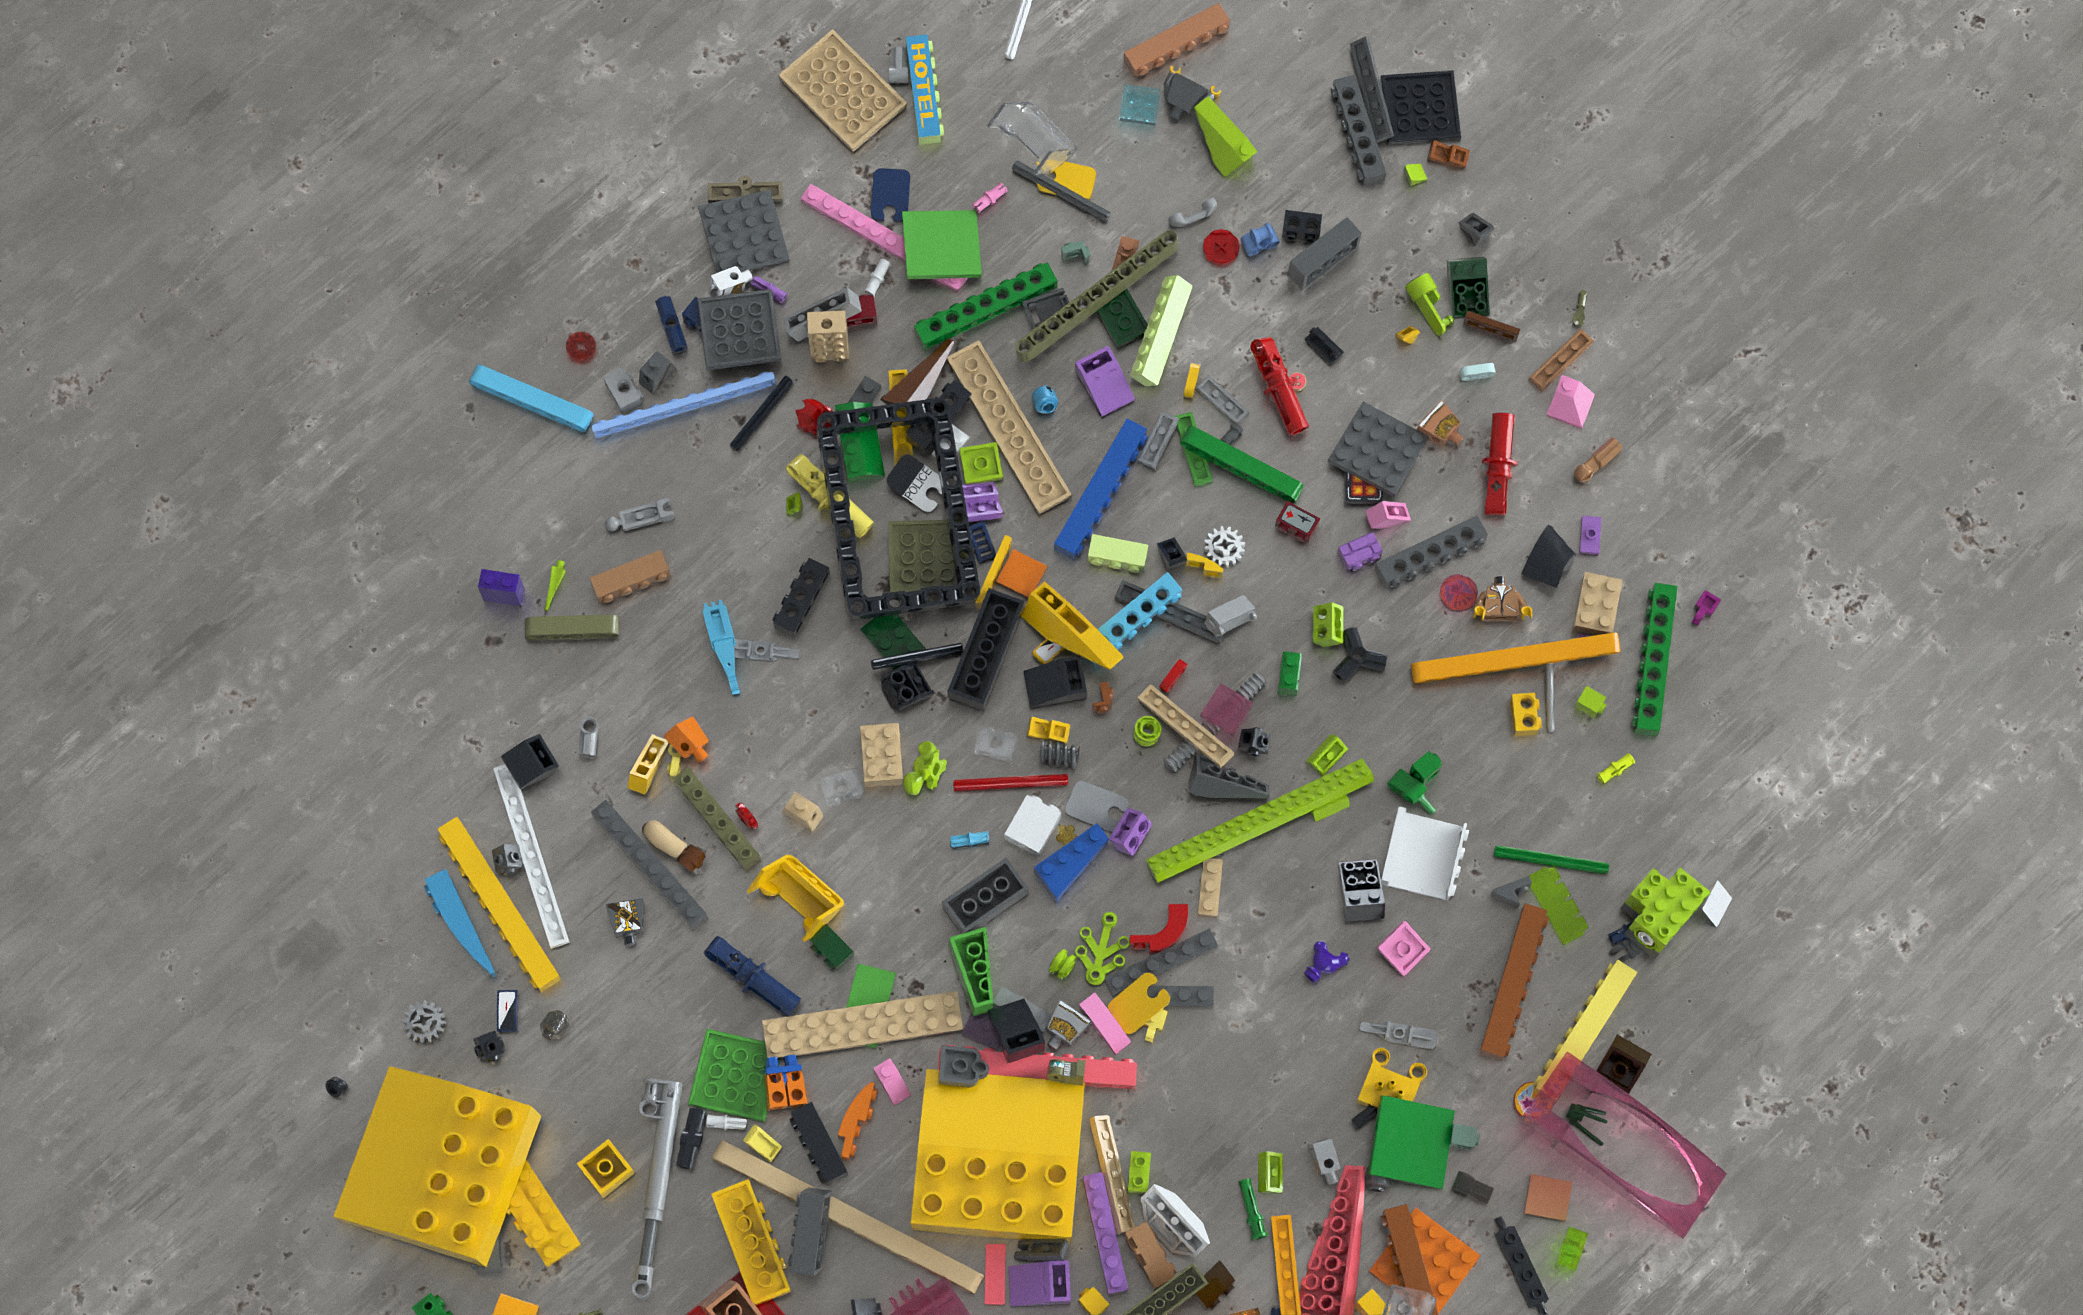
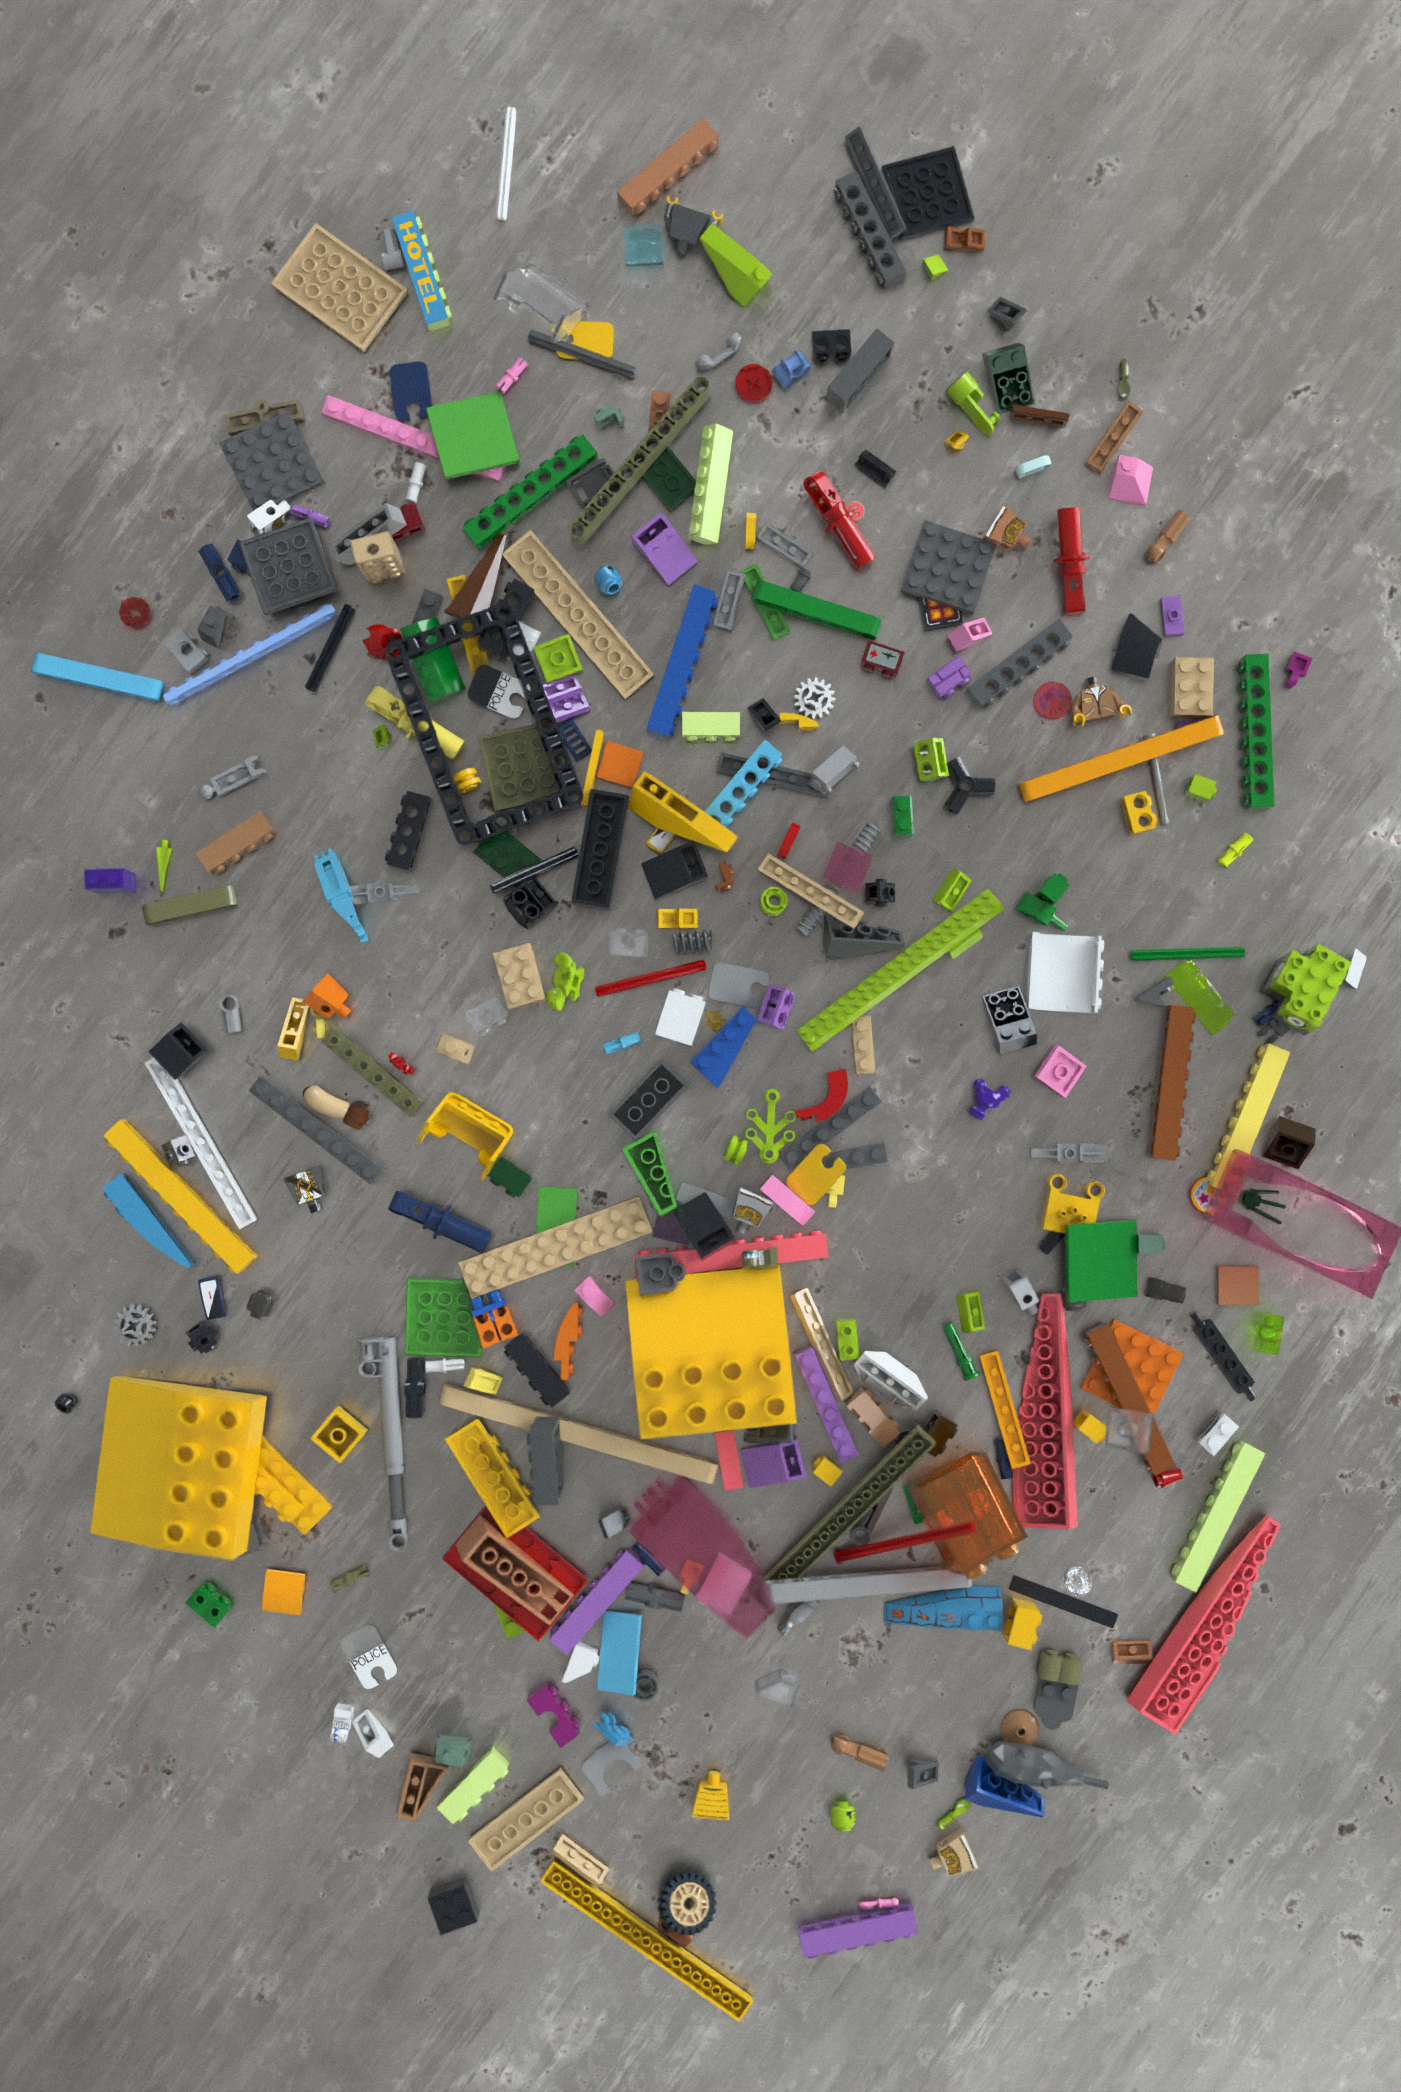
camera: 10 degrees left, 15 degrees up
(869, 559) = (466, 780): none -> yellow wheel

